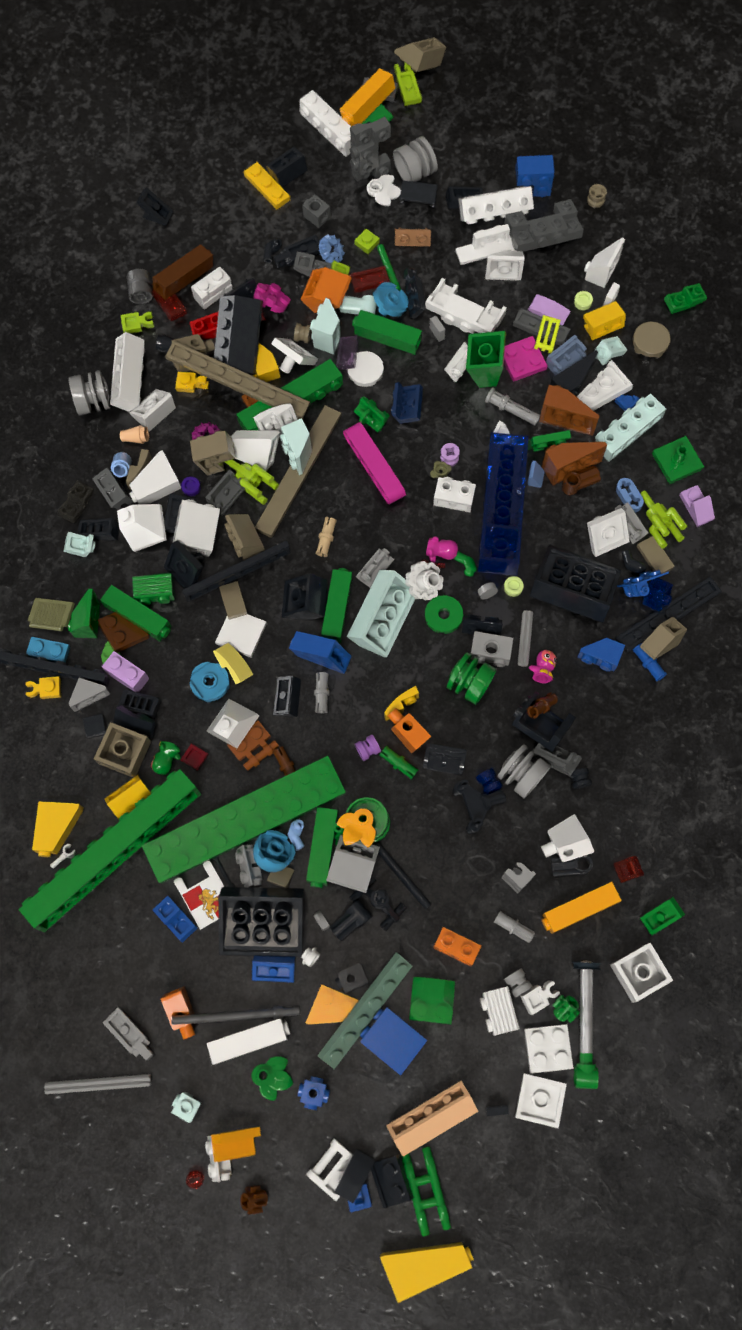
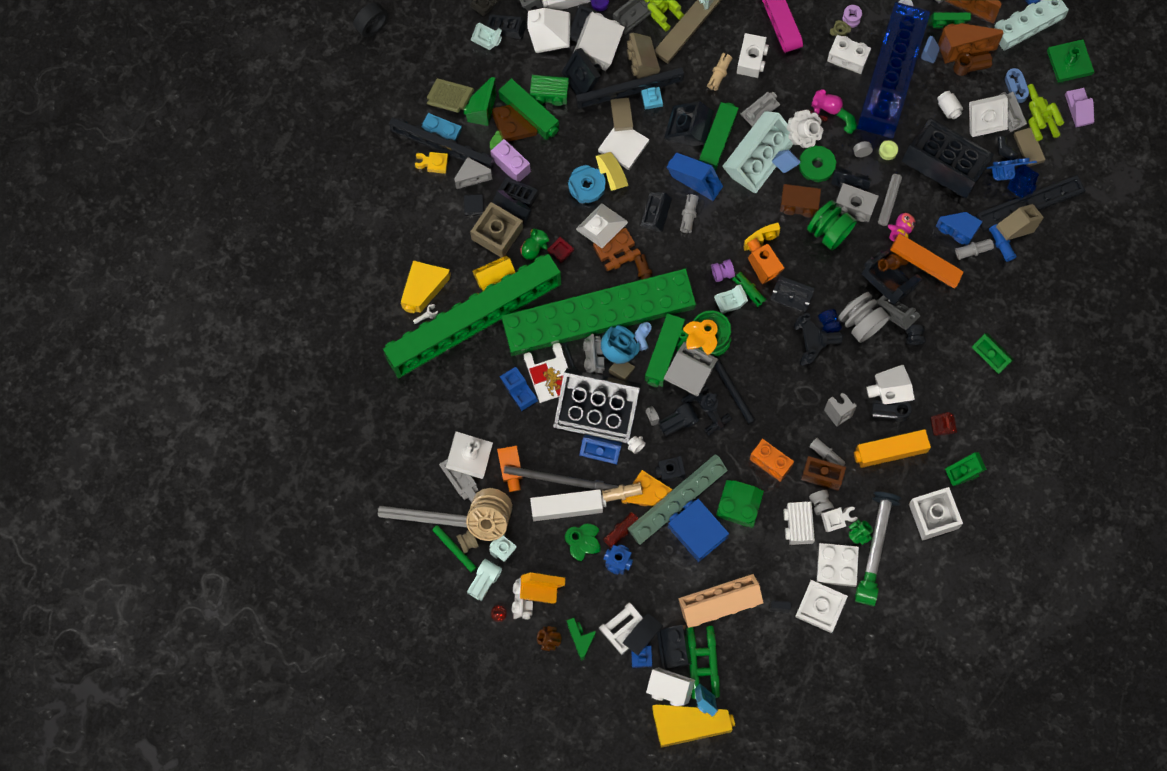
camera: 10 degrees right, 0 degrees up
(133, 1006) = (469, 455): none -> white tile
(136, 1115) = (454, 548): none -> green bar
(147, 1104) = (467, 541): none -> dark tan wheel
(164, 1073) = (489, 514): none -> tan wheel
(174, 1139) = (486, 575): none -> light aqua piece
(261, 577) = (652, 98): none -> medium azure tile
(290, 1197) = (583, 642): none -> green slope
(304, 1015) = (622, 492): none -> tan pin
(310, 1057) = (620, 530): none -> clear red pin
(356, 524) = (752, 45): none -> white brick
(382, 777) = (731, 299): none -> light aqua bracket
(395, 1230) = (670, 686): none -> white brick
(410, 618) = (785, 160): none -> medium blue slope
(433, 657) = (800, 200): none -> reddish brown brick
(437, 1241) = (705, 700): none -> dark azure plate
(514, 951) = (823, 473): none -> reddish brown brick
(567, 528) = (950, 105): none -> white brick
(576, 697) = (926, 260): none -> orange tile
(622, 674) = (974, 249): none -> light grey axle
(663, 781) = (992, 353): none -> green slope

